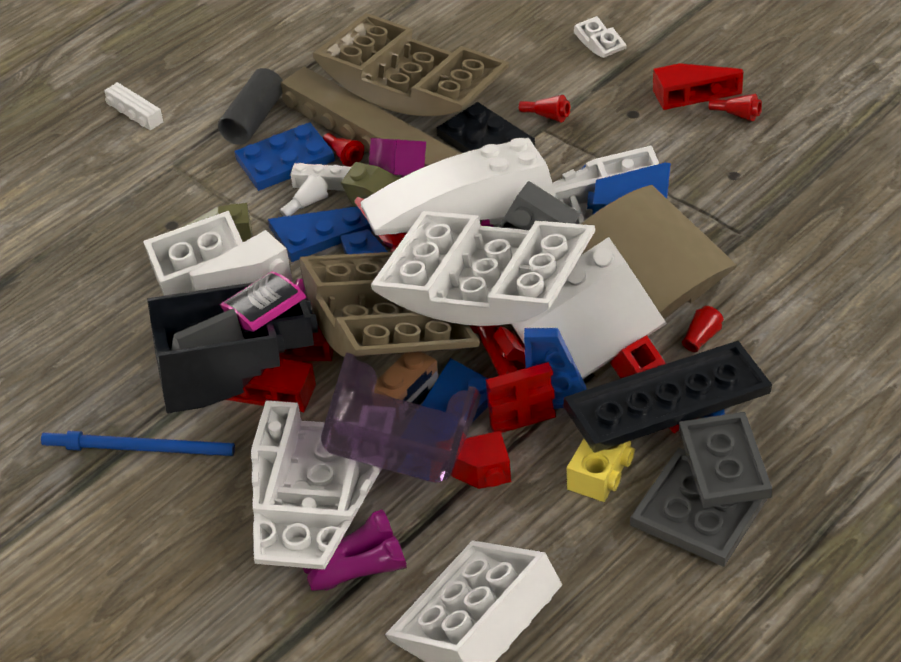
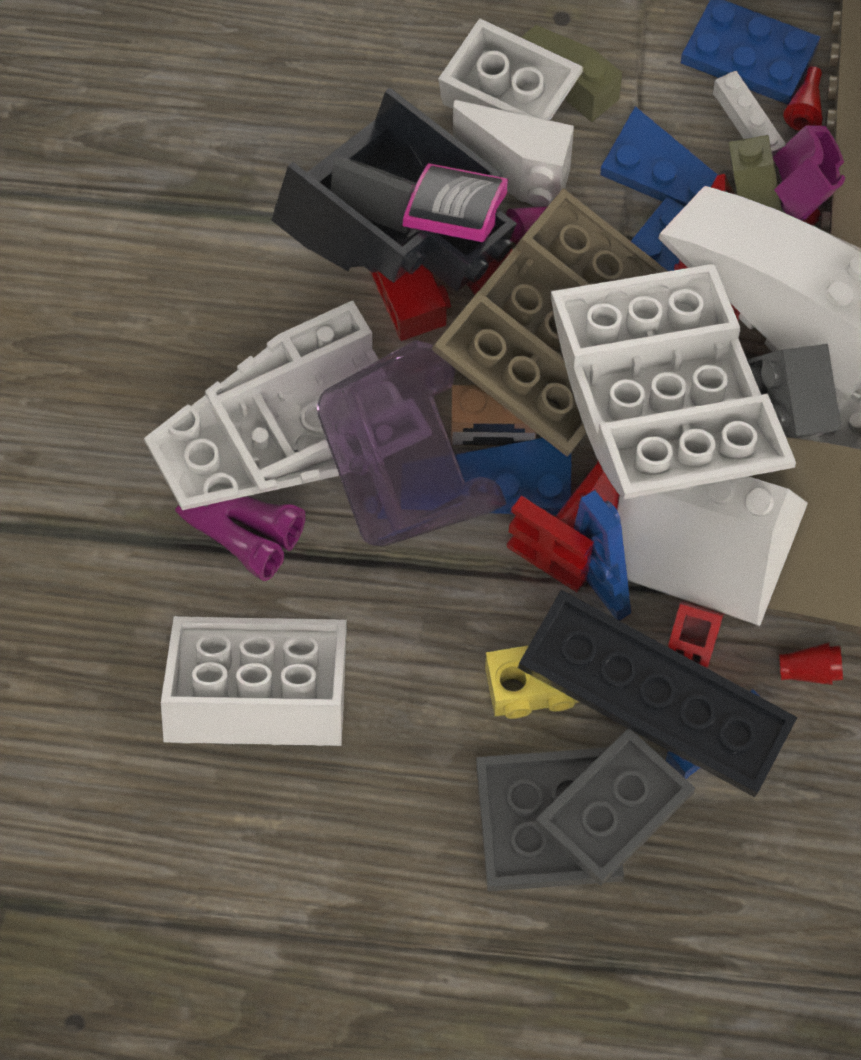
camera: 50 degrees right, 20 degrees up
(76, 441) = (204, 162): blue bar -> none
(311, 191) = (709, 119): white cone -> none
(483, 461) = (451, 563): red slope -> none

